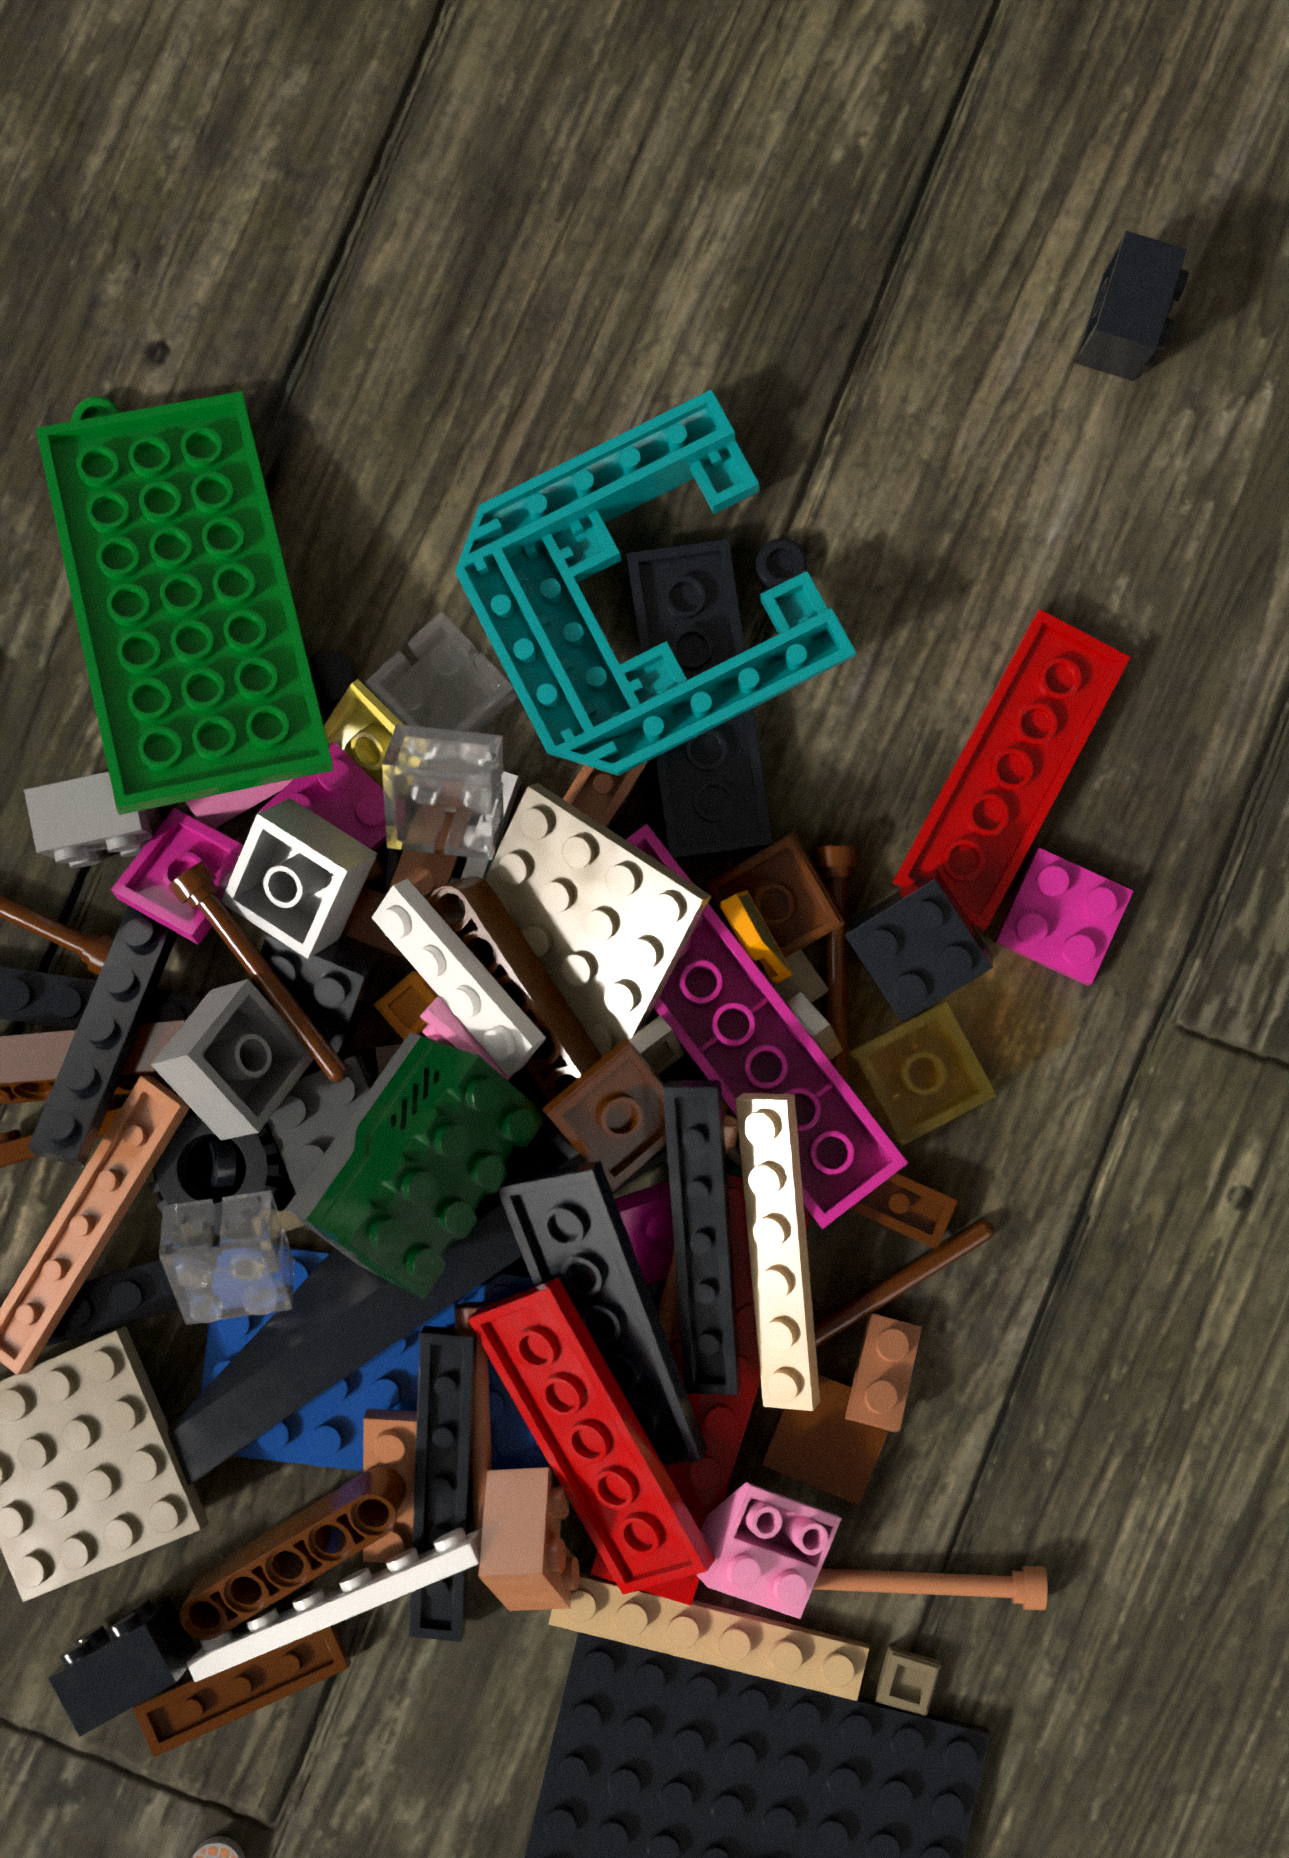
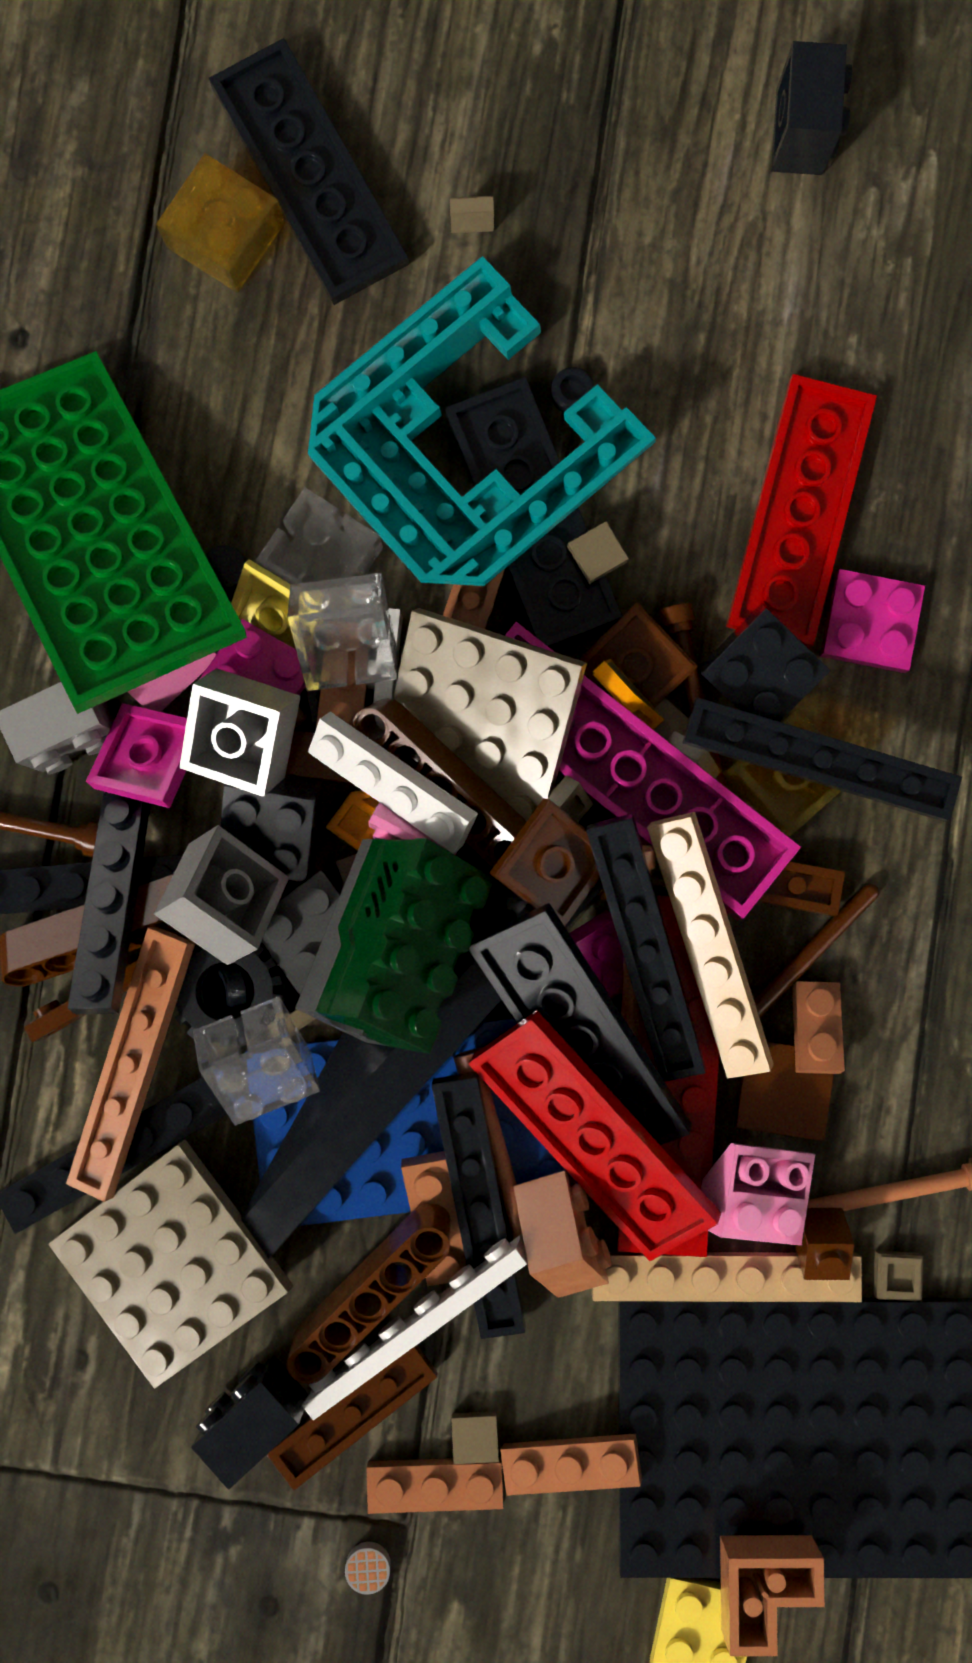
camera: 15 degrees left, 0 degrees up
(199, 890) = (157, 760): reddish brown piece -> none
(316, 1790) = (433, 1486): none -> nougat plate
(375, 1747) = (475, 1437): none -> dark tan tile
(420, 277) = (221, 222): none -> clear yellow brick
(477, 1805) = (571, 1464): none -> nougat plate
(537, 239) = (309, 171): none -> black plate
(712, 334) = (472, 214): none -> dark tan tile
(761, 764) = (597, 552): none -> dark tan tile
(829, 1625) = (826, 1245): none -> reddish brown brick
(957, 1068) = (822, 760): none -> black plate

